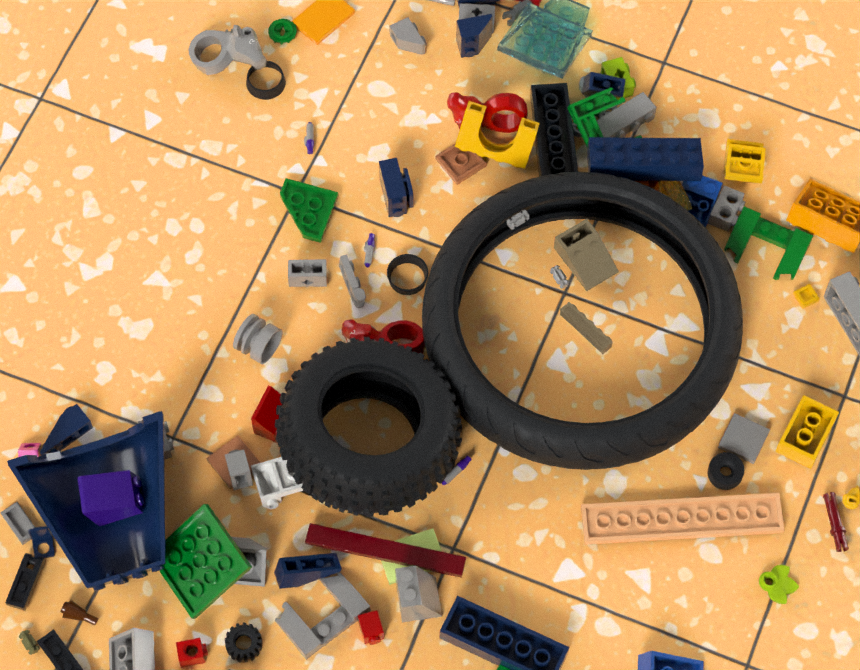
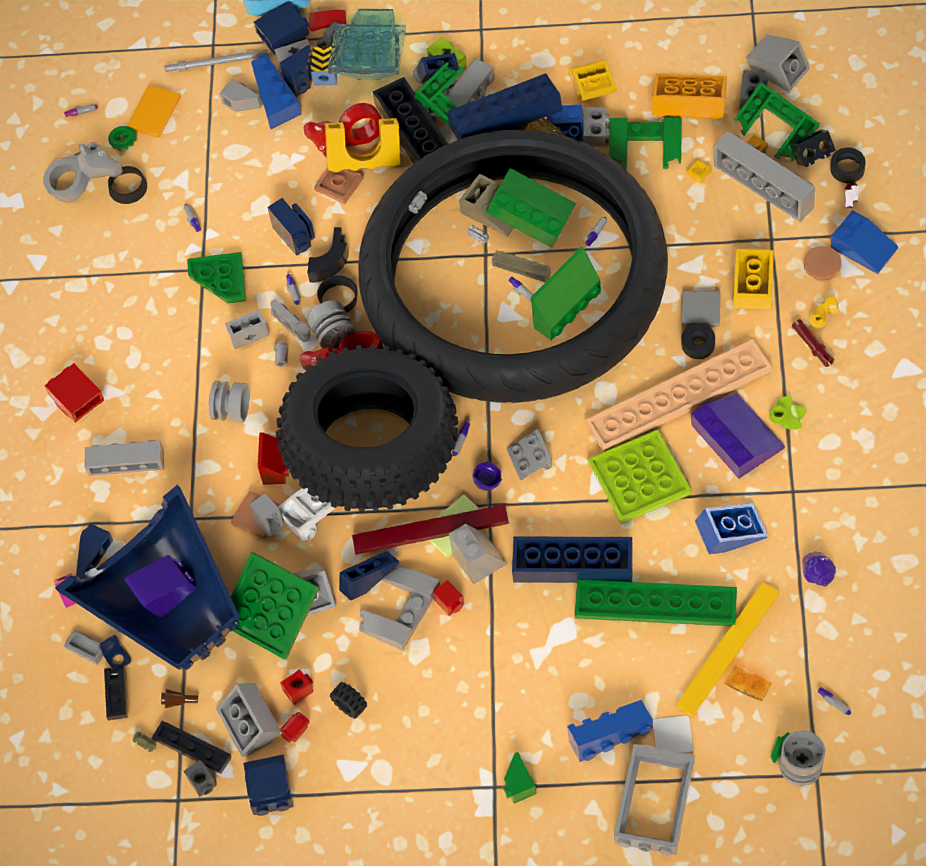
camera: 15 degrees left, 5 degrees down
(122, 267) = (74, 392): none -> red brick
(138, 351) = (124, 458): none -> light grey brick
(243, 630) = (337, 648): black tyre -> none
(328, 310) = (280, 354): none -> light grey pin
(385, 302) = (330, 324): none -> light grey wheel
(419, 238) = (331, 262): none -> black arch
(440, 50) = (275, 94): none -> blue wedge
(462, 520) = (487, 476): none -> dark purple hair
(493, 38) = (319, 67): none -> piece
(513, 516) = (530, 455): none -> light grey hinge
(575, 351) = (520, 288): none -> light grey piece
(606, 585) = (639, 476): none -> lime plate
(611, 378) = (565, 295): none -> green slope
(621, 273) = (530, 208): none -> green slope
(670, 323) = (594, 232): none -> piece
(719, 583) = (736, 434): none -> dark purple slope

